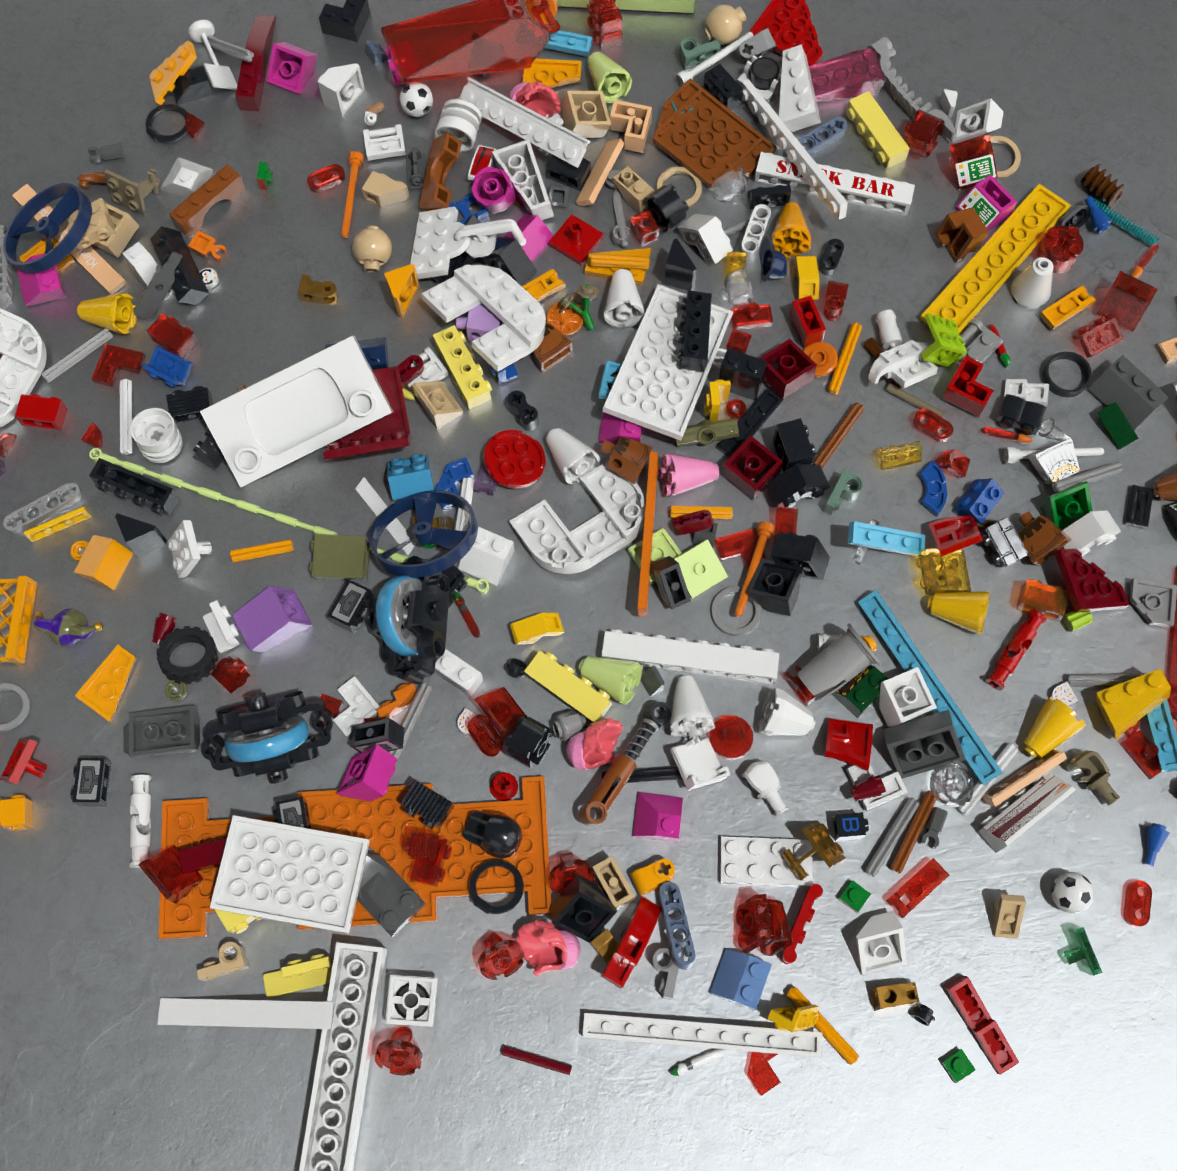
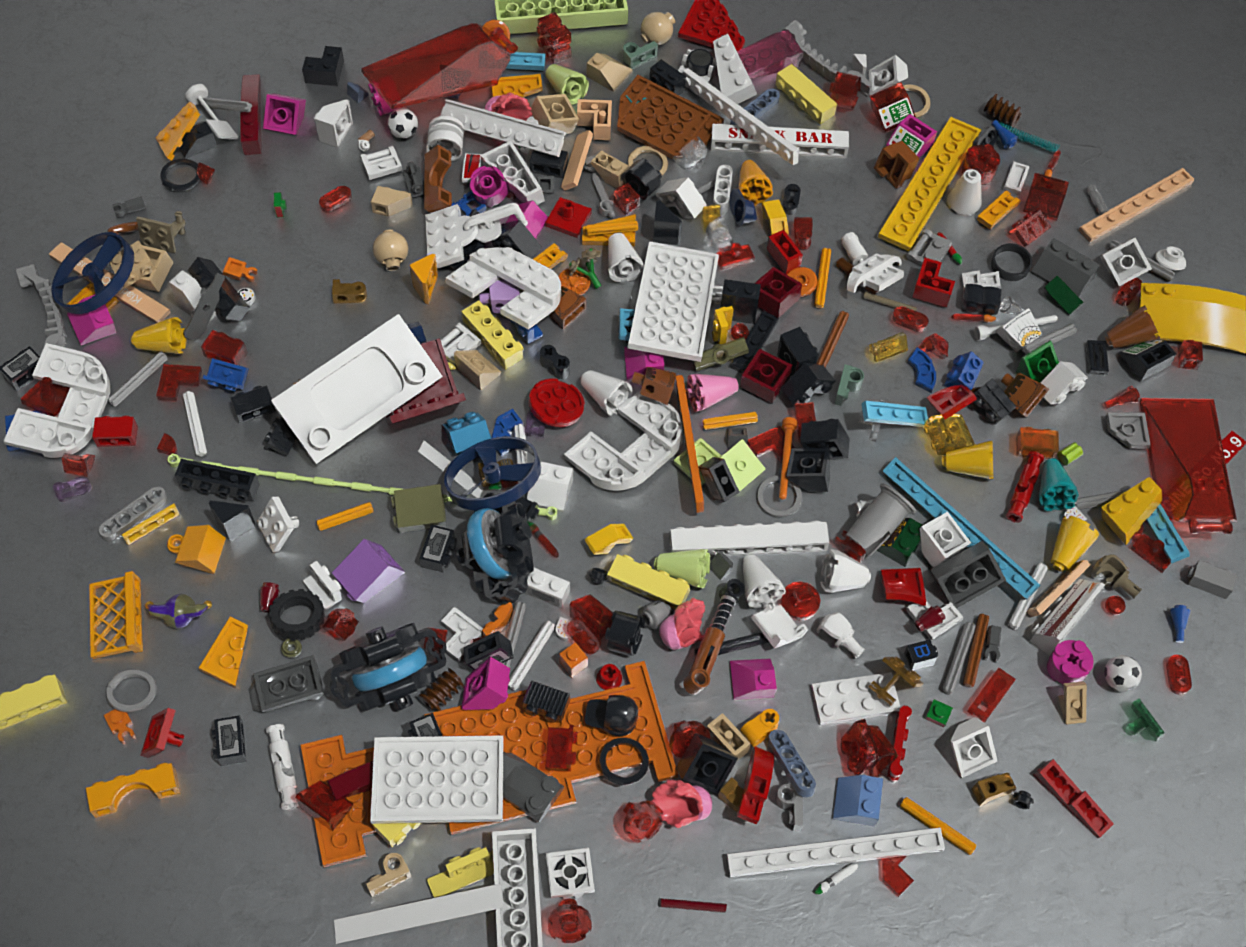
camera: 15 degrees left, 10 degrees down
(156, 435) = (229, 432): white wheel -> none
(186, 178) = (208, 218): white slope -> none
(190, 214) = (219, 244): dark orange arch -> none
(321, 769) = (441, 690): none -> reddish brown piece
(355, 161) = (359, 181): orange piece -> none
(410, 373) = (450, 345): dark red beam -> none
(423, 846) = (553, 735): clear red brick -> none
(425, 745) = (531, 655): none -> white axle
(468, 761) = (573, 660): none -> orange brick
(657, 67) = (607, 71): none -> tan slope
(684, 76) = (632, 73): white piece -> none
(692, 522) = (725, 429): dark red beam -> none
(695, 331) = (691, 272): black brick -> none
(739, 341) = (729, 275): clear red tile -> none
(759, 43) = (691, 40): light grey piece -> none
(769, 196) = (731, 157): black bracket -> none
(794, 1019) = (922, 819): yellow bracket -> none
(948, 345) = (908, 253): lime bracket -> none
(951, 784) = (998, 604): clear cylinder -> none
(958, 1066) = (1062, 837): green plate -> none
(1009, 879) = (1070, 662): none -> dark pink brick
(1051, 657) = (1056, 487): none -> teal cone
(1084, 809) = (1115, 605): none -> clear red plate
(1088, 585) = (1071, 422): dark red plate -> none
(1098, 271) = (1016, 178): none -> white tile
(1161, 561) = (1127, 396): none -> clear red cone

